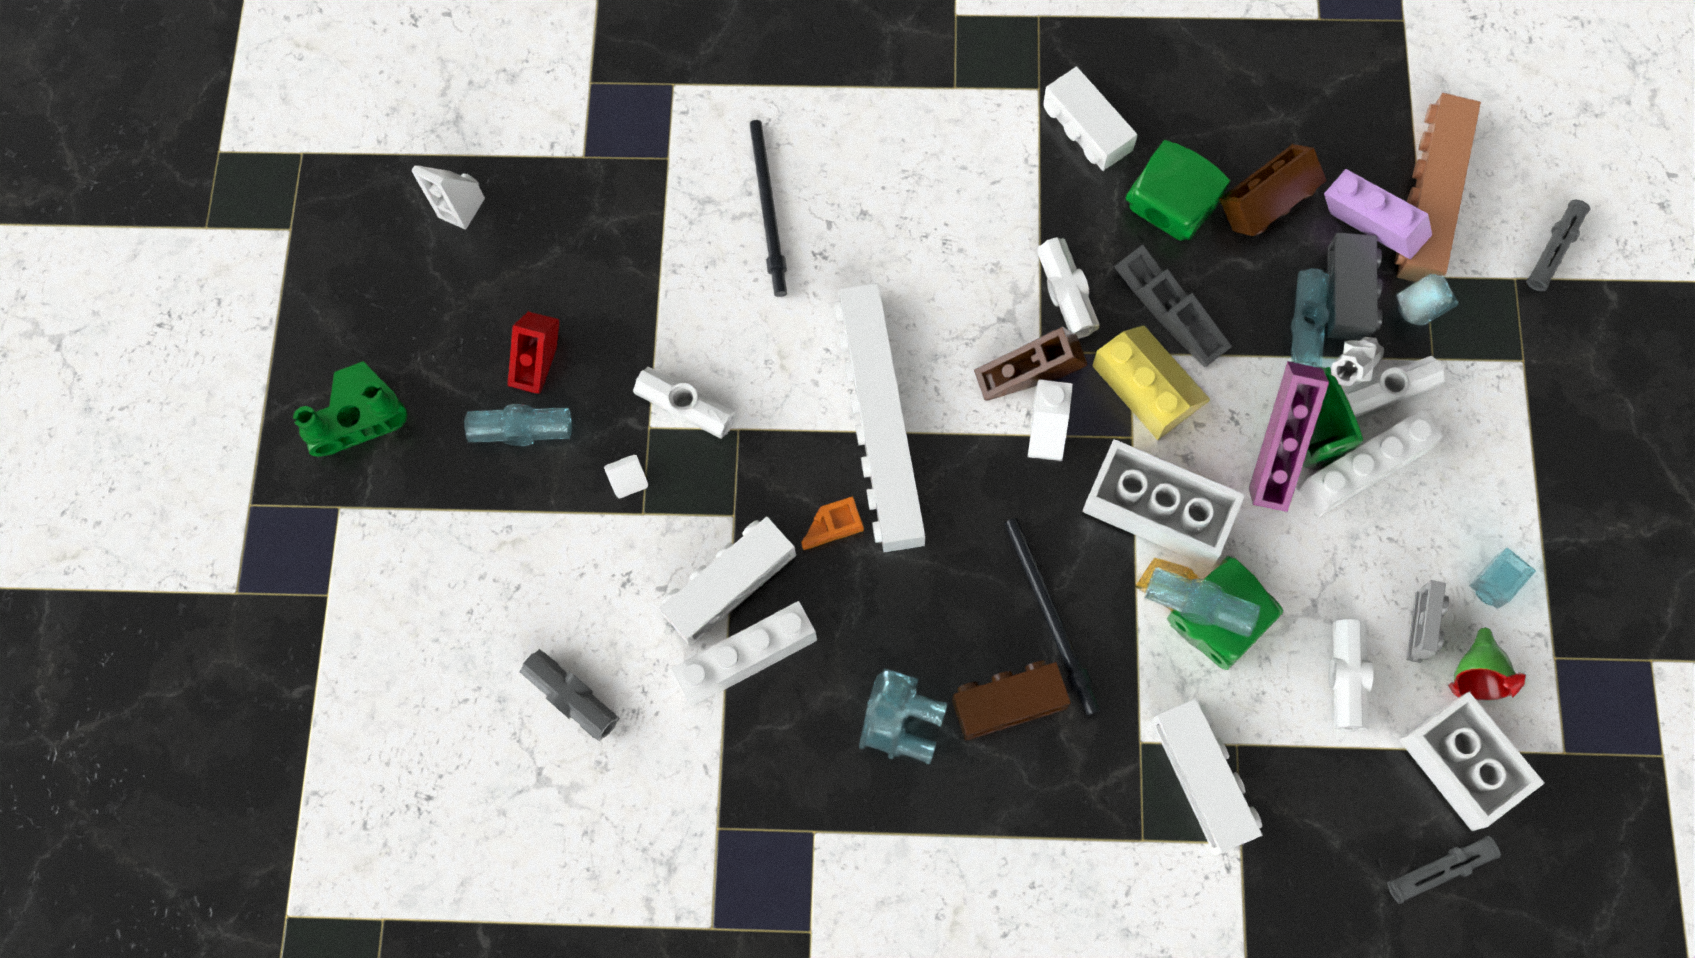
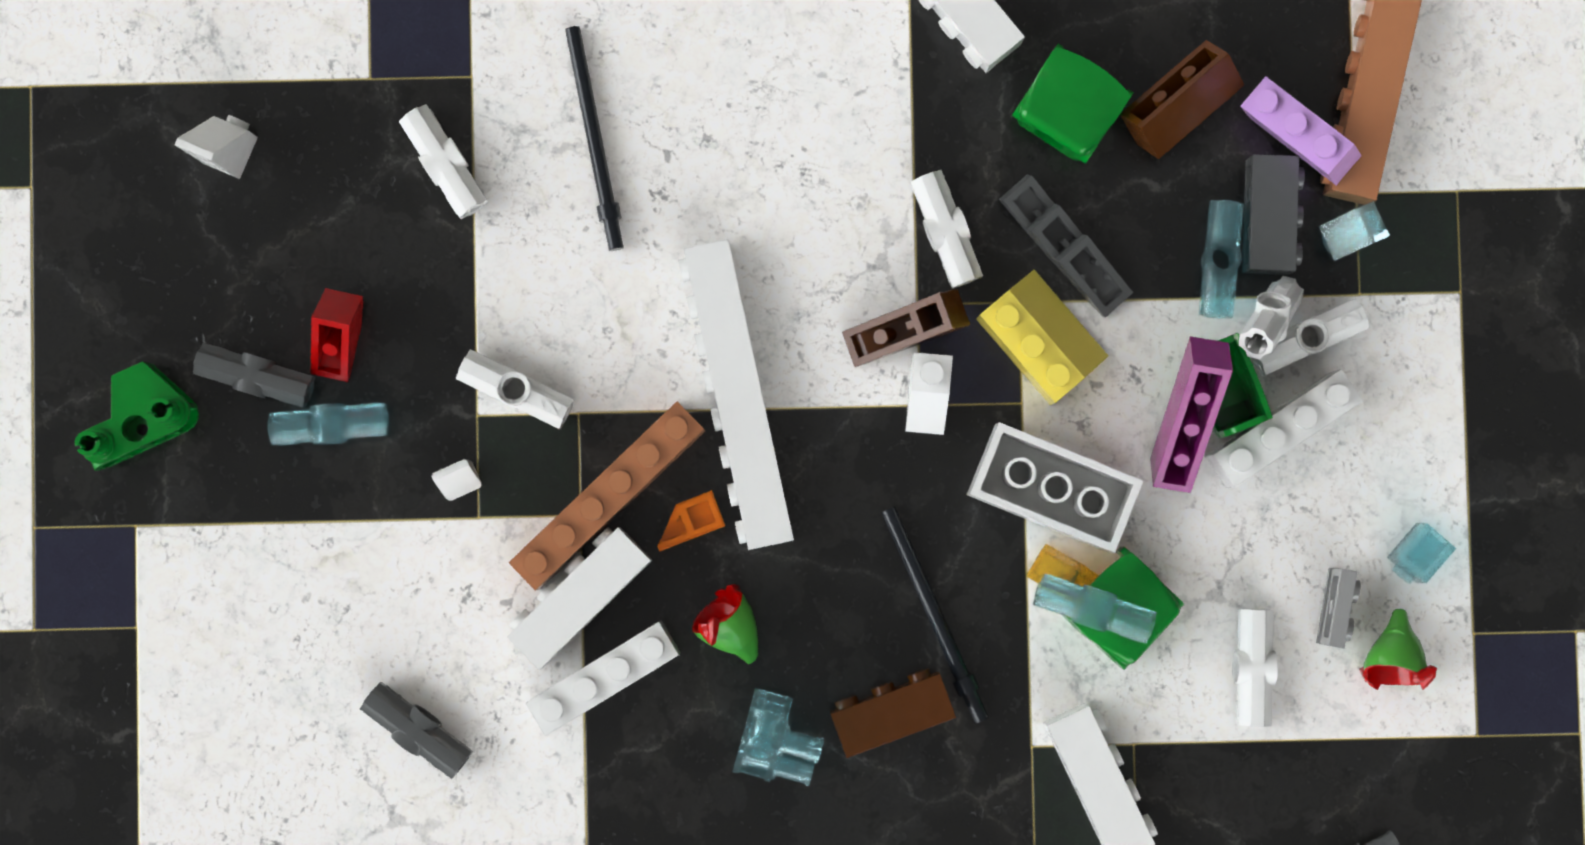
camera: 10 degrees left, 15 degrees up
(458, 381) = (253, 375): none -> dark grey piece
(638, 218) = (443, 161): none -> white piece
(760, 493) = (607, 496): none -> nougat brick
(864, 613) = (729, 624): none -> hat
(1471, 762) = (1376, 757): white brick -> none
(1573, 216) = (1514, 138): dark grey pin -> none

